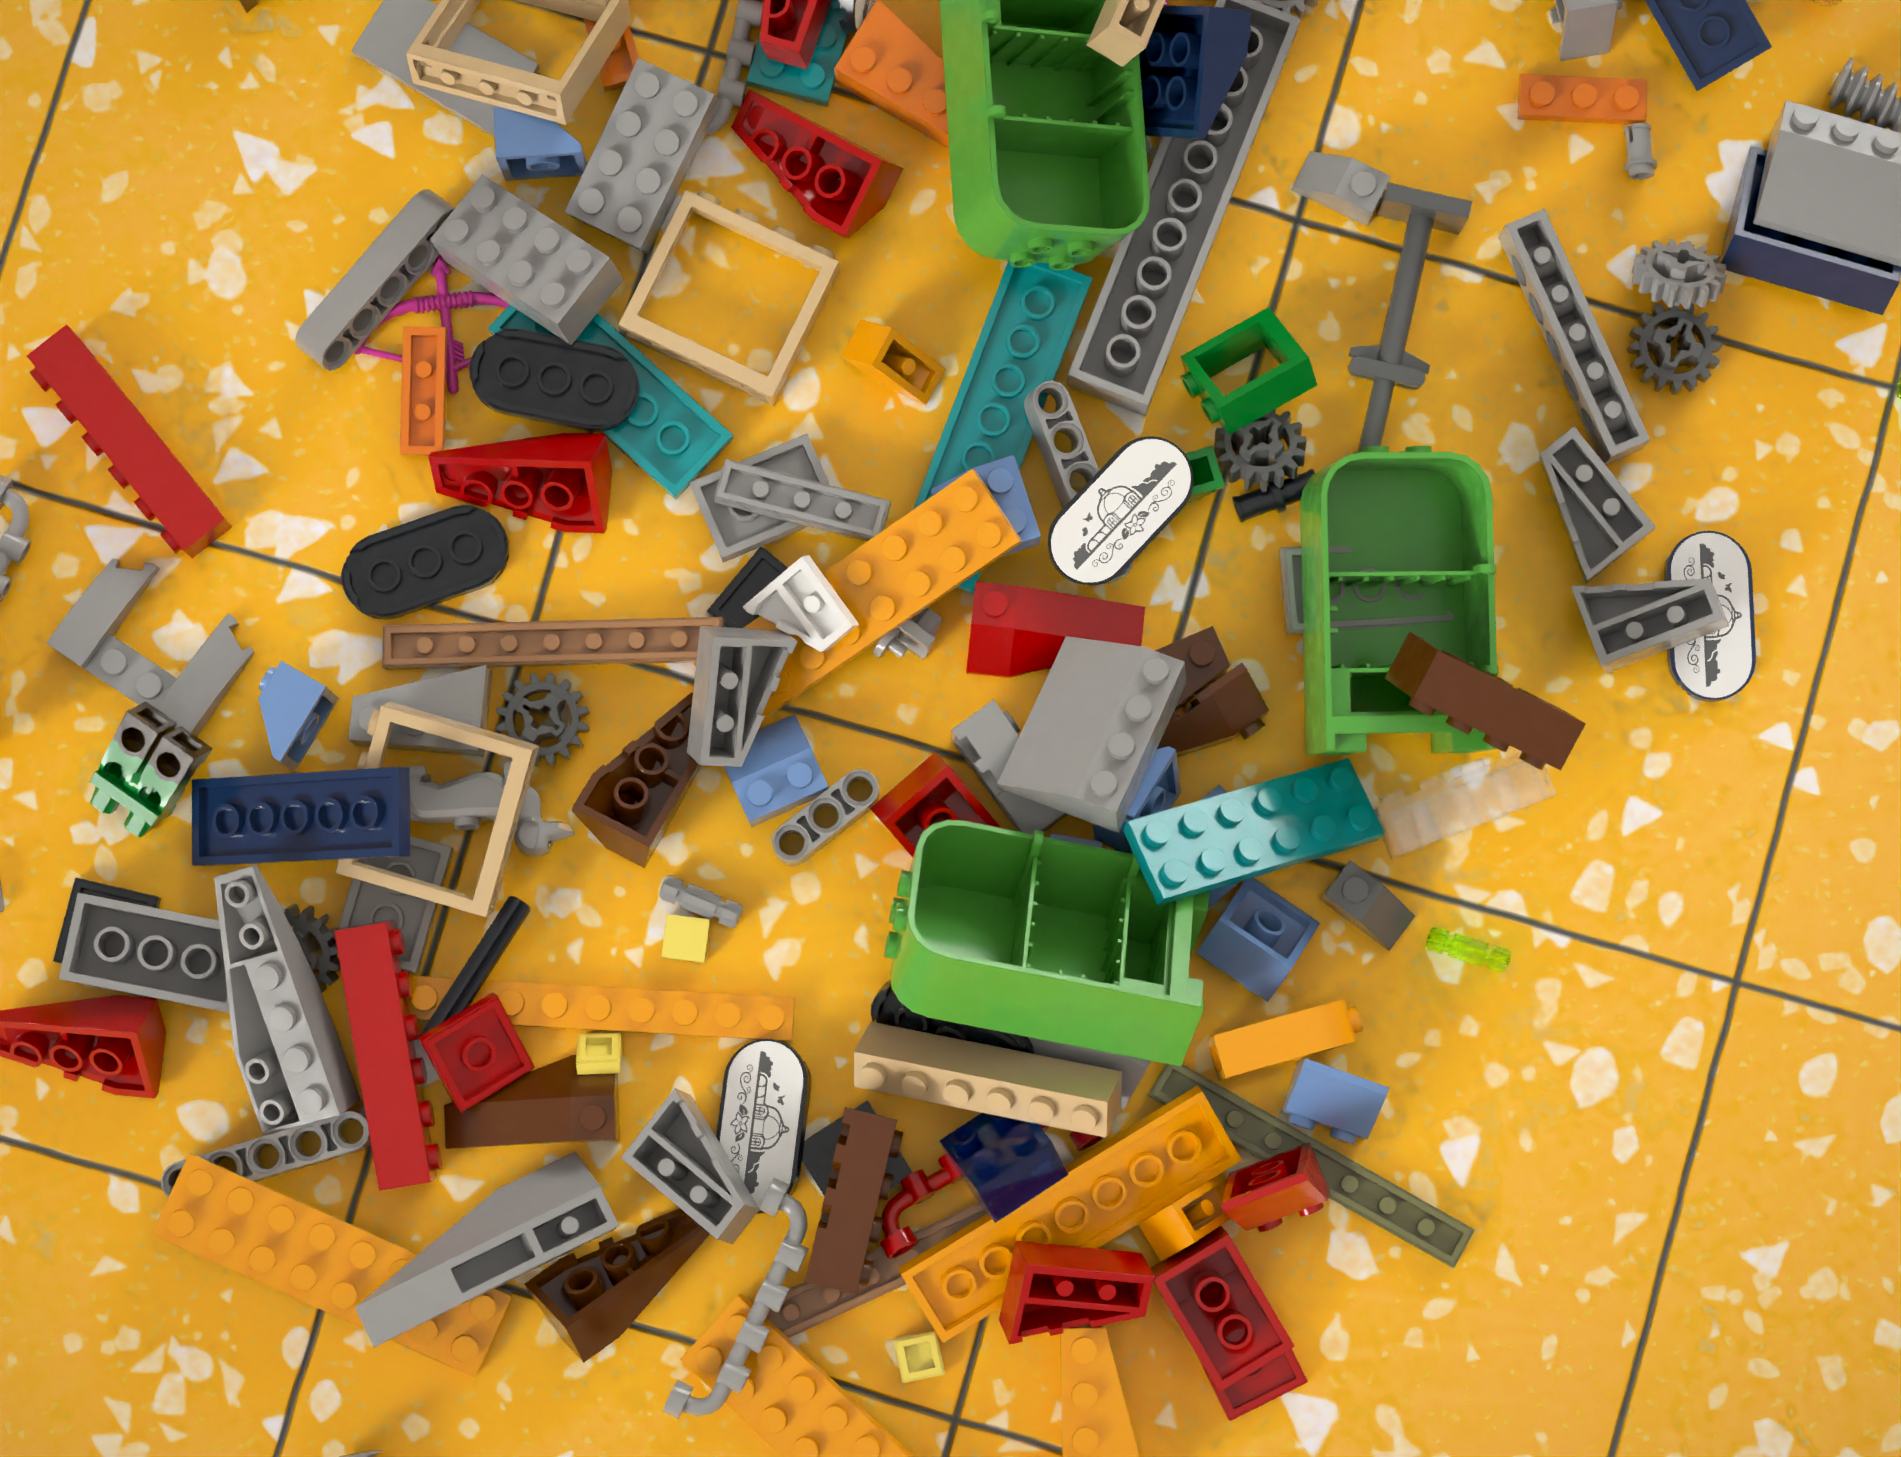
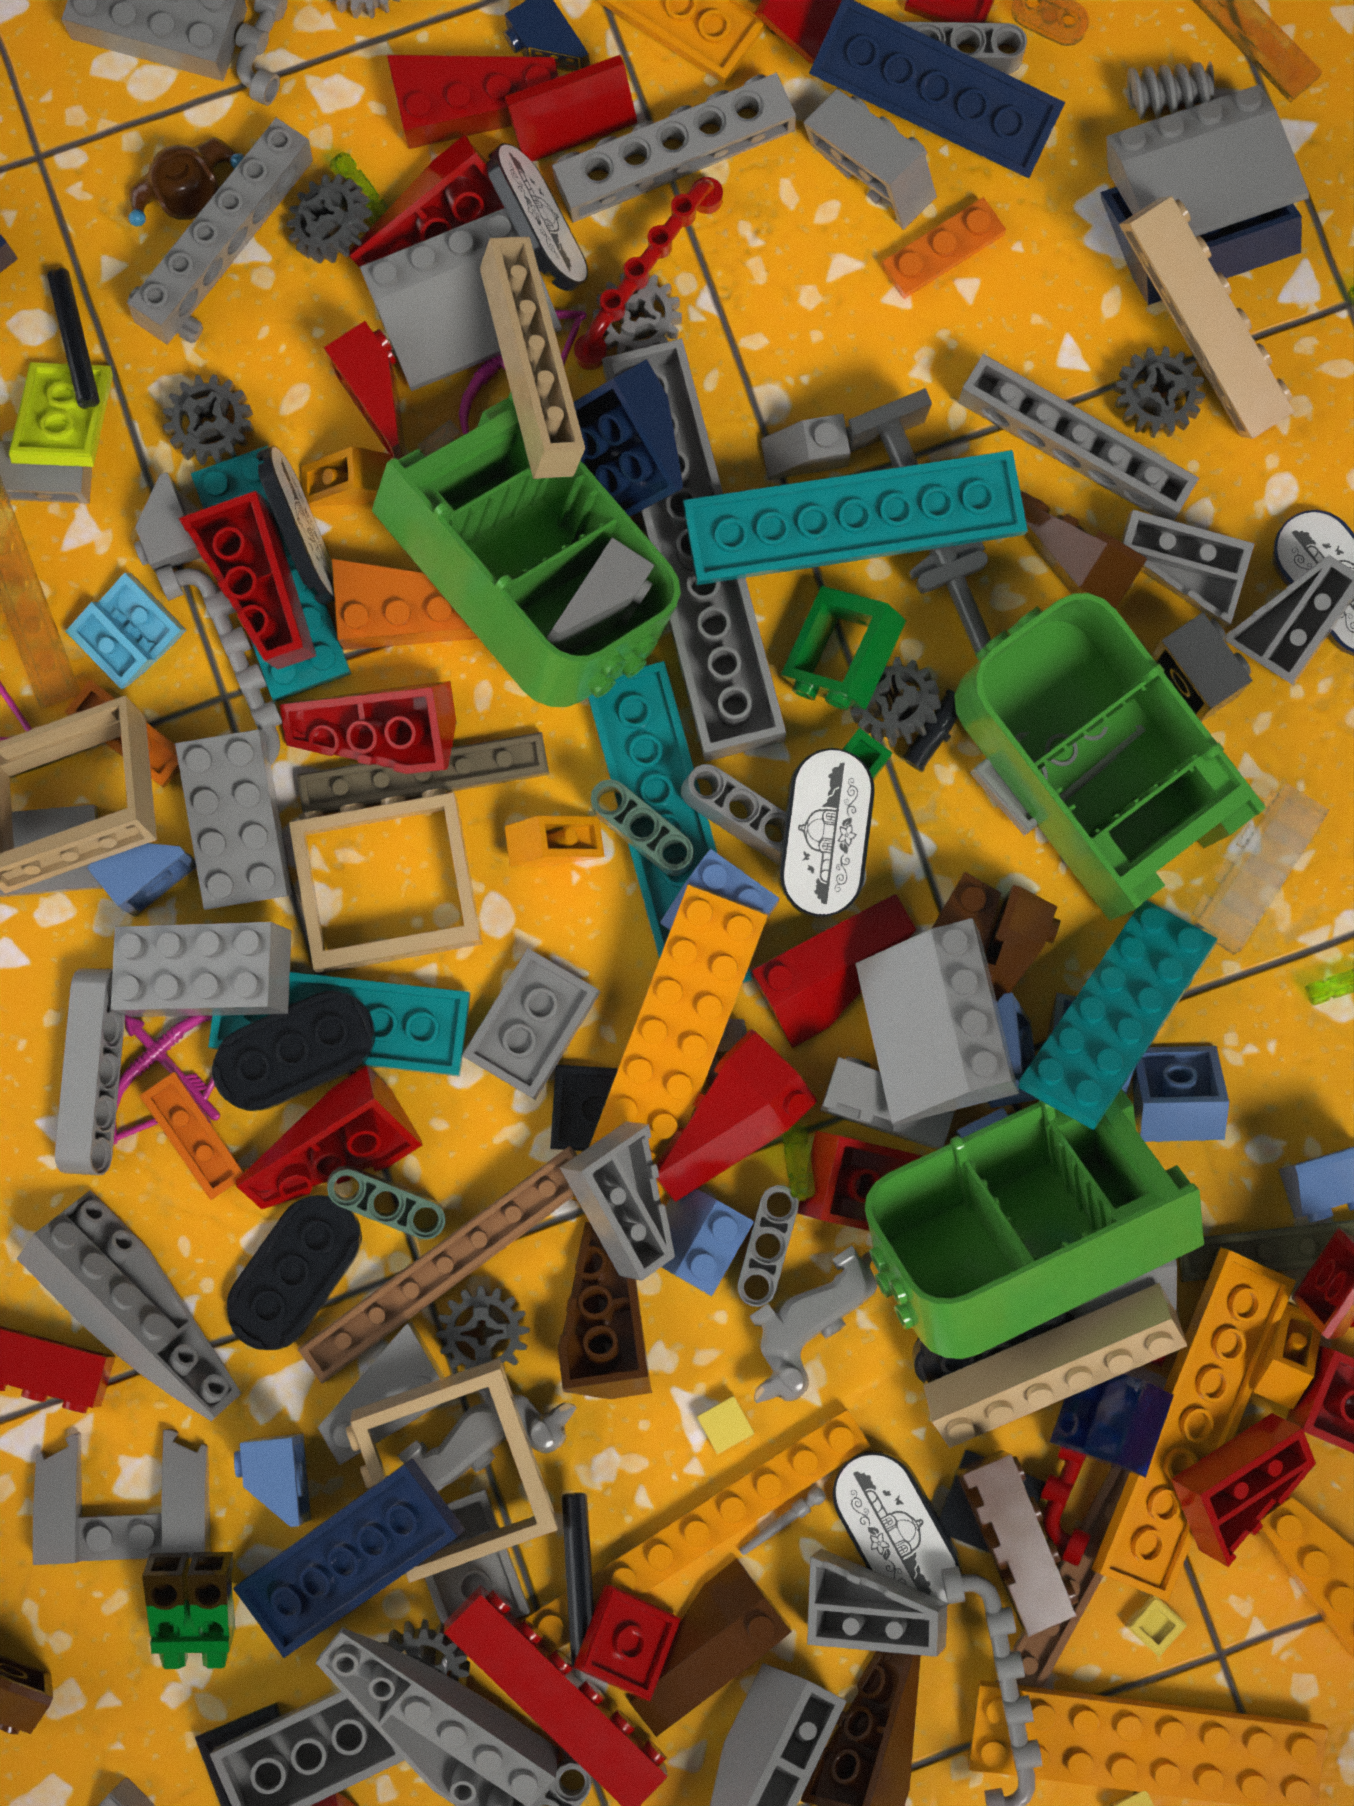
camera: 30 degrees left, 0 degrees up
(273, 487) = (127, 1303): none -> light grey wedge
(521, 545) = (401, 1217): none -> sand green beam
(599, 1053) = (725, 1569): light yellow tile -> none
(696, 1050) = (799, 1509): none -> light grey piece
(700, 901) = (716, 1386): light grey axle -> none
(801, 501) = (564, 1006): light grey tile -> none
(804, 606) = (632, 1090): white wing -> none
(812, 898) = (804, 1319): none -> light grey animal
(864, 251) = (468, 768): none -> dark tan tile
(883, 690) = (742, 1111): none -> red wedge
(901, 766) = (798, 1162): none -> clear neon green axle
(972, 380) = (633, 809): none -> sand green beam
(1072, 187) = (606, 596): none -> light grey slope
(1284, 1039) = (1260, 1161): light orange window -> none
(1335, 268) = (854, 517): none -> teal plate
(1368, 905) = (1243, 1004): dark grey slope -> none
(1484, 702) = (1233, 781): reddish brown wedge -> none
(1504, 446) = (1078, 559): none -> reddish brown wedge
(1537, 599) = (1203, 666): none -> dark grey brick
(1639, 151) = (1018, 257): light grey pin -> none
(1679, 274) = (1122, 331): light grey gear -> none
(1756, 310) = (1207, 316): none -> tan brick

